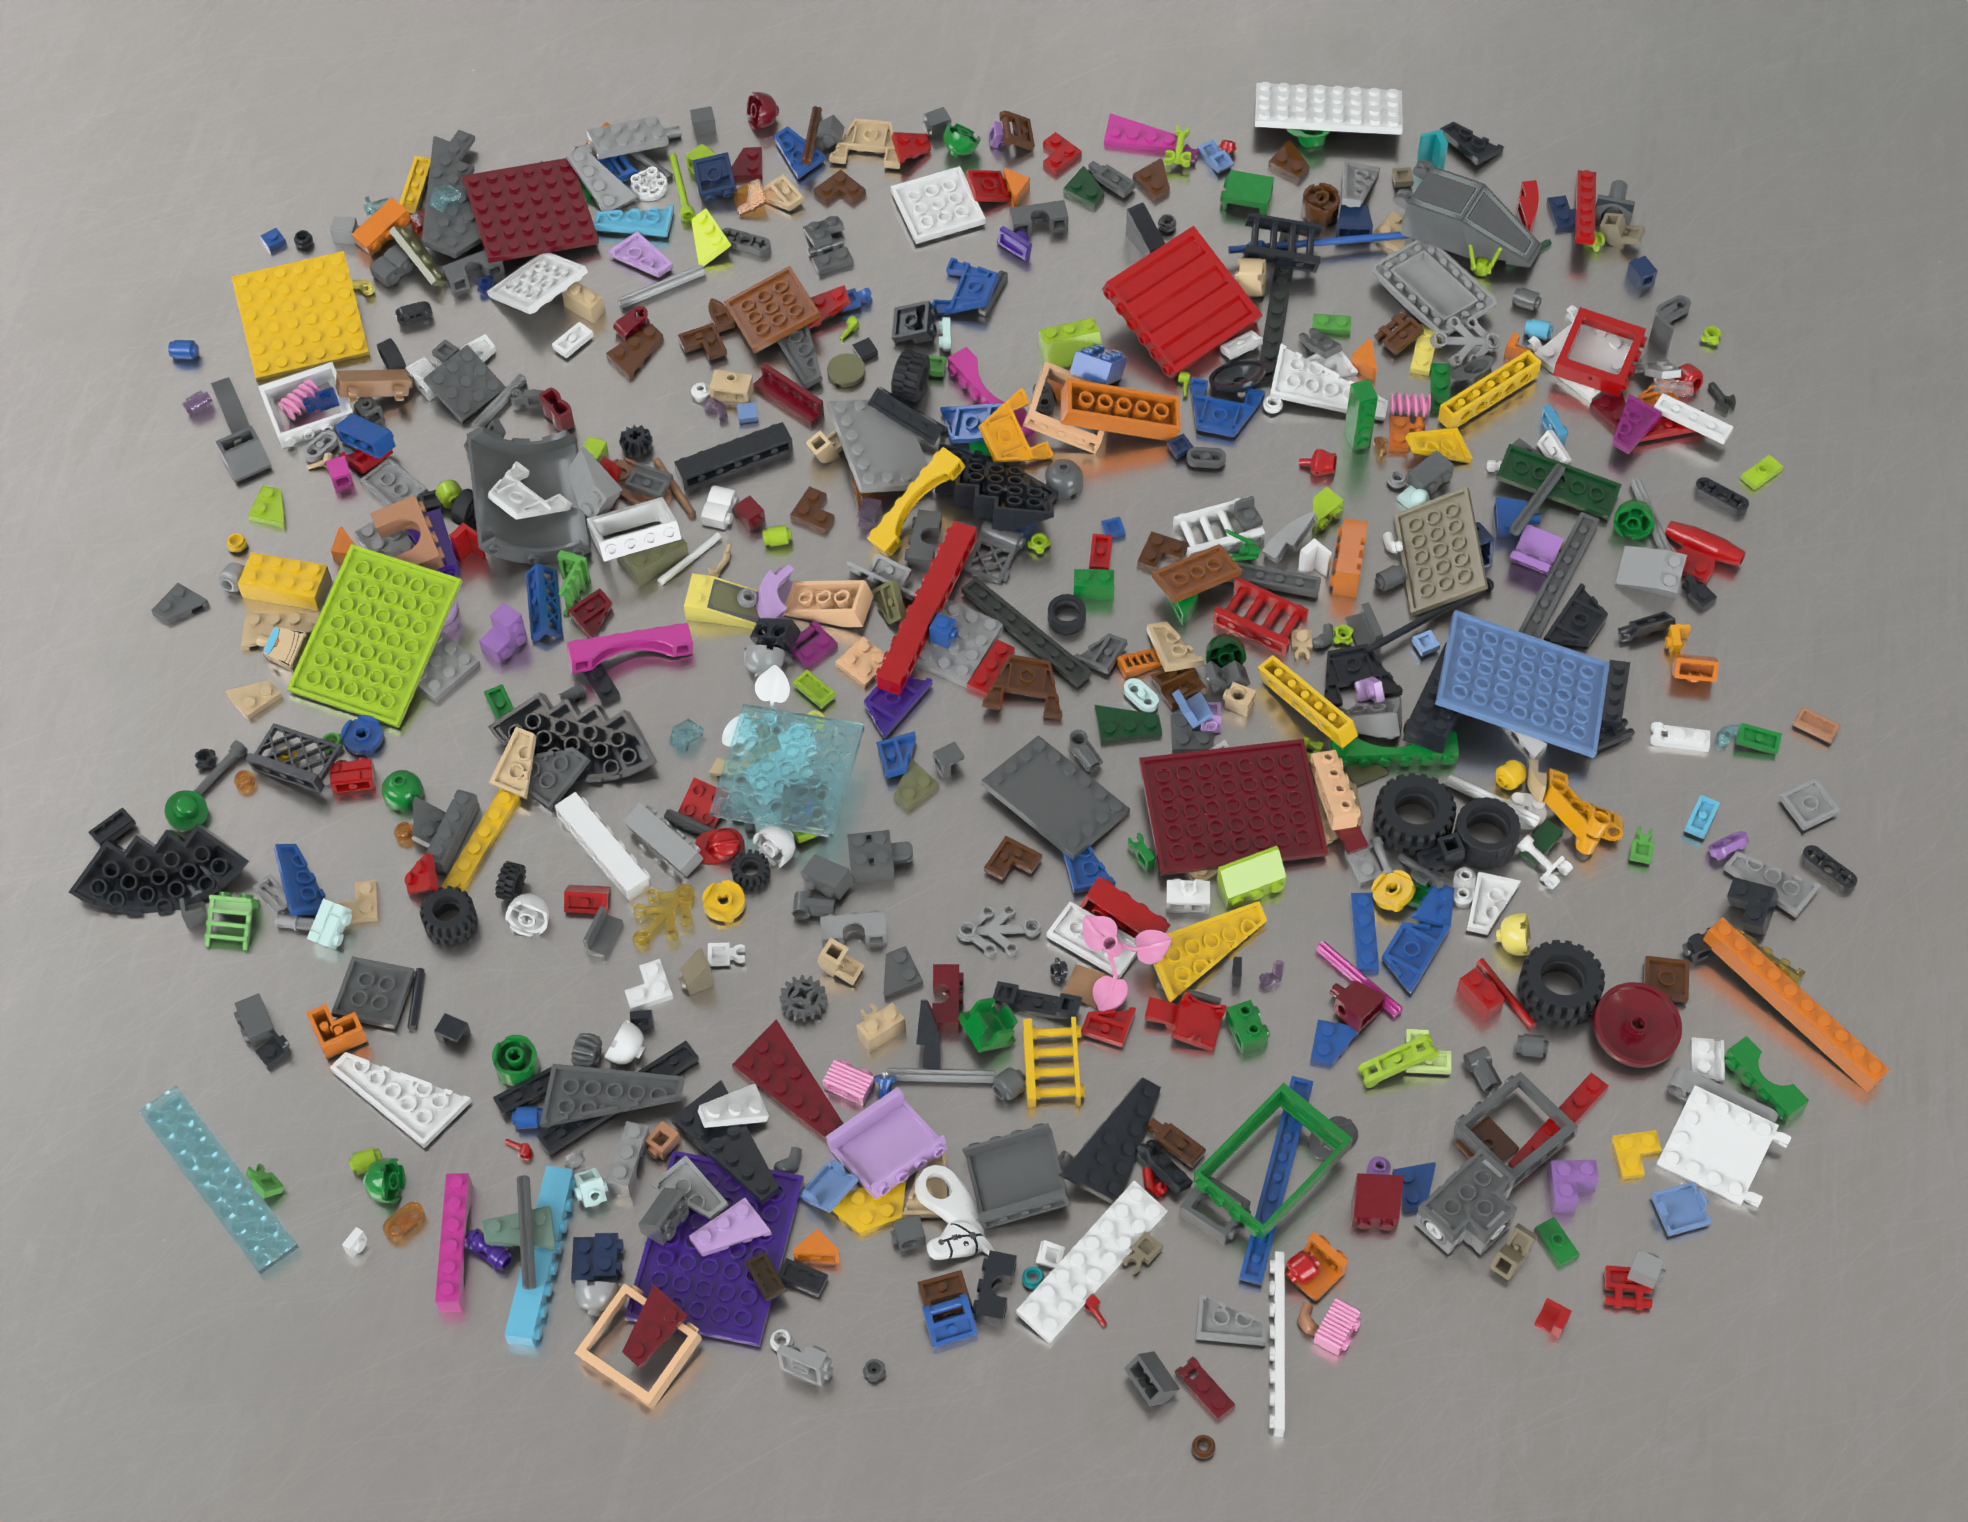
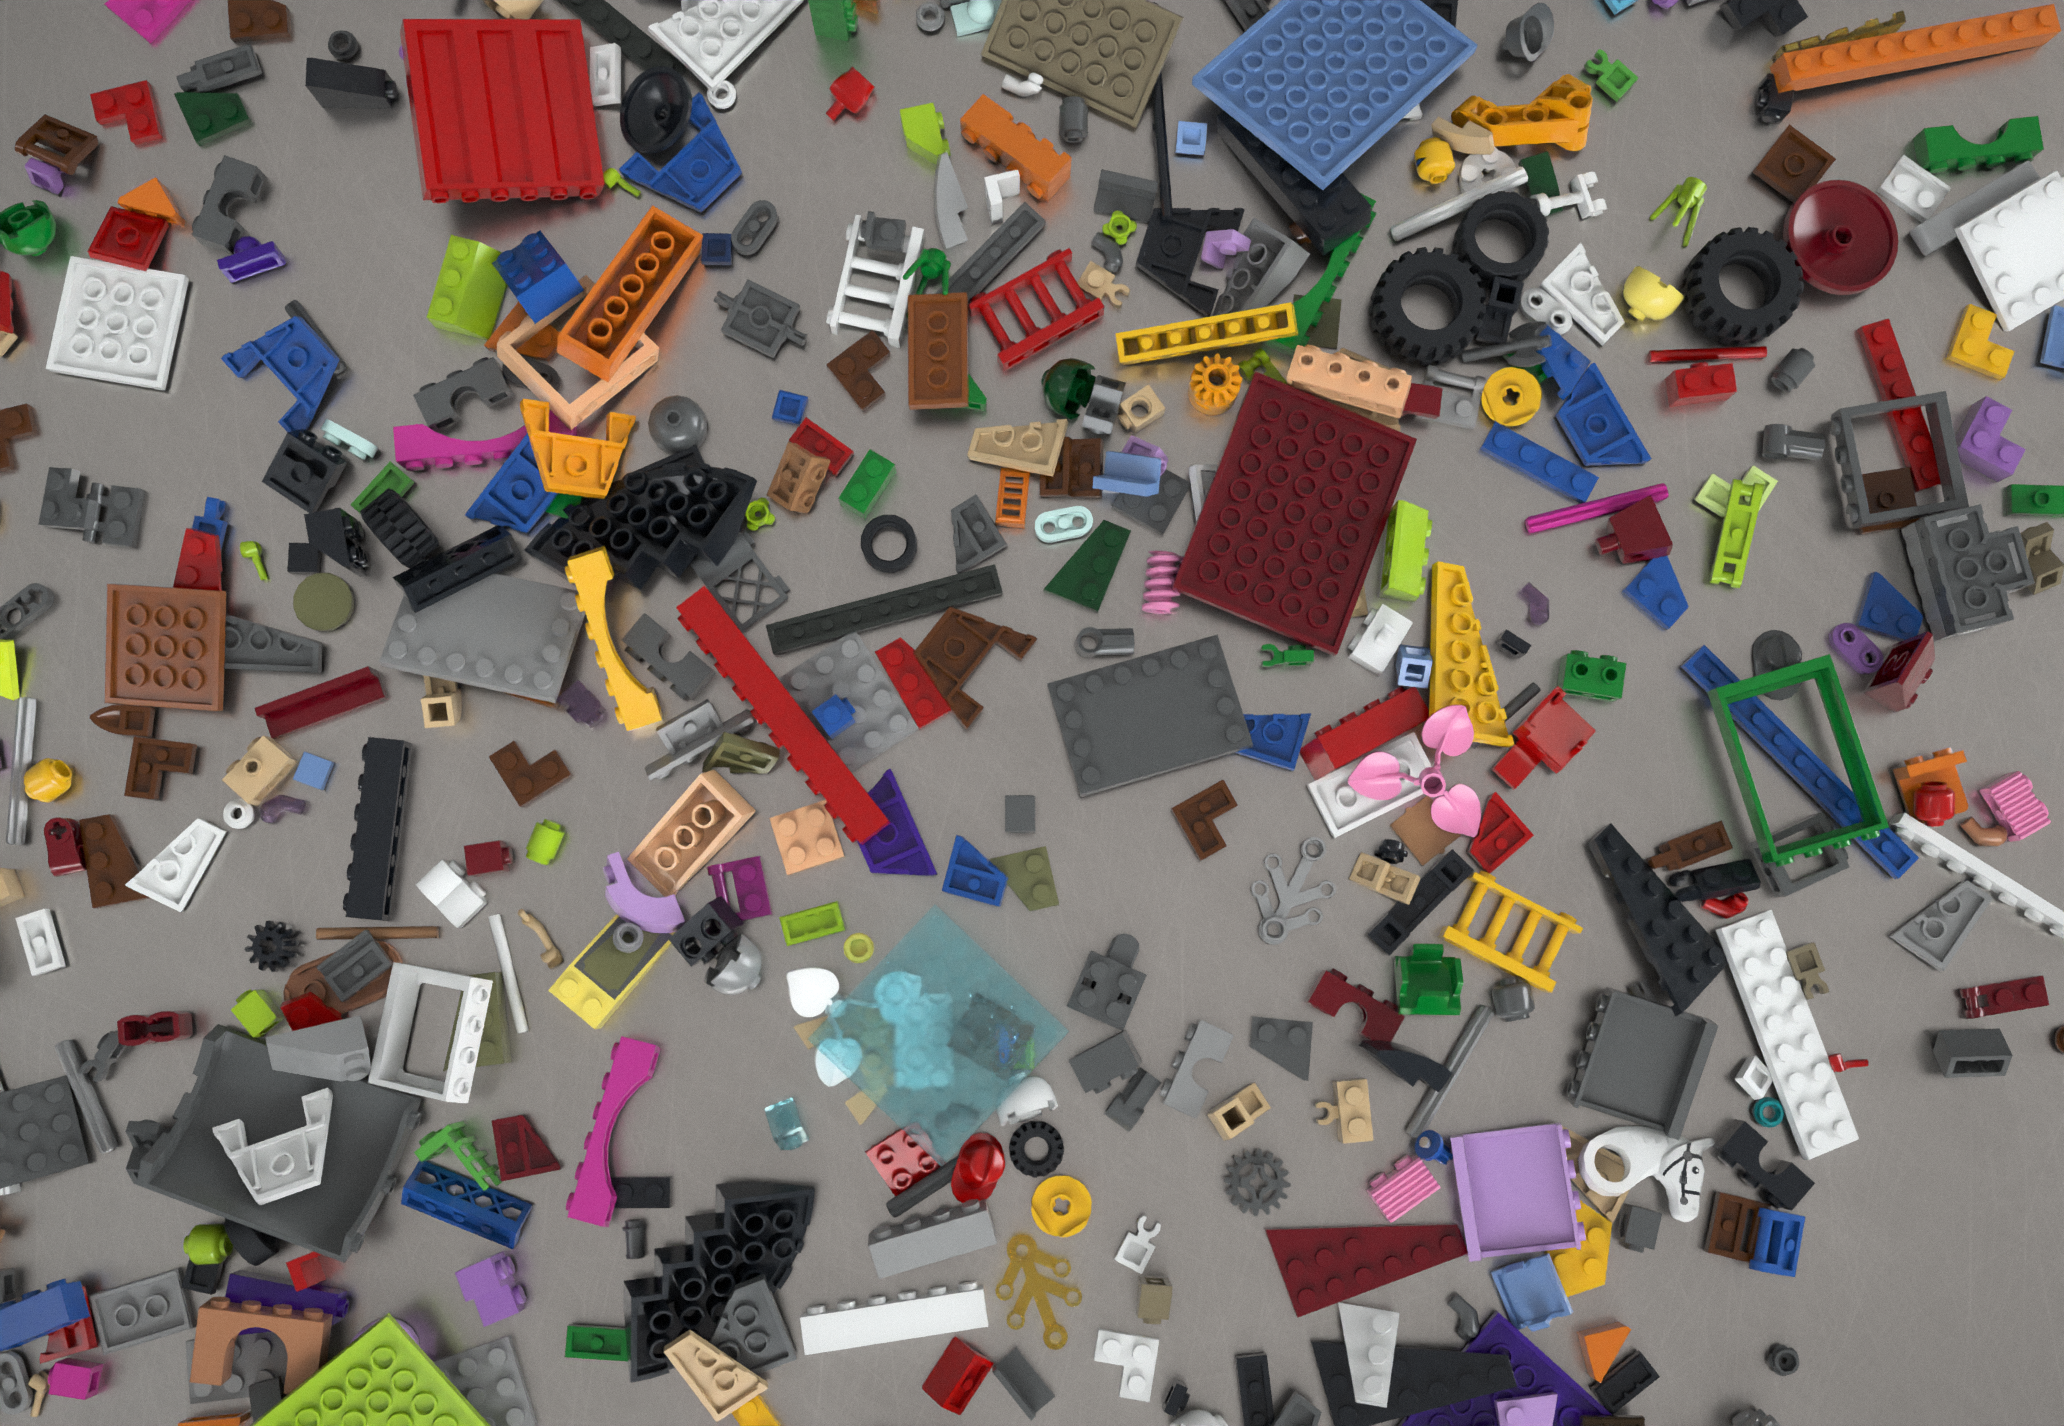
camera: 65 degrees left, 25 degrees up
(652, 378) = (180, 866): none -> white wing
(664, 298) = (47, 780): none -> yellow head
(885, 352) = (338, 537): none -> black slope
(997, 363) = (440, 400): none -> dark grey arch
(1039, 976) = (1384, 878): none -> tan slope
(1073, 549) = (798, 478): none -> medium nougat bracket
(1130, 763) = (1161, 581): none -> bright pink piece
(1154, 486) = (760, 318): none -> dark grey plate
(1181, 916) = (1413, 666): none -> medium blue brick
(1281, 723) = (1211, 398): none -> light orange gear
(1600, 928) = (1688, 195): none -> lime plant
(1634, 787) = (1530, 33): none -> dark grey piece

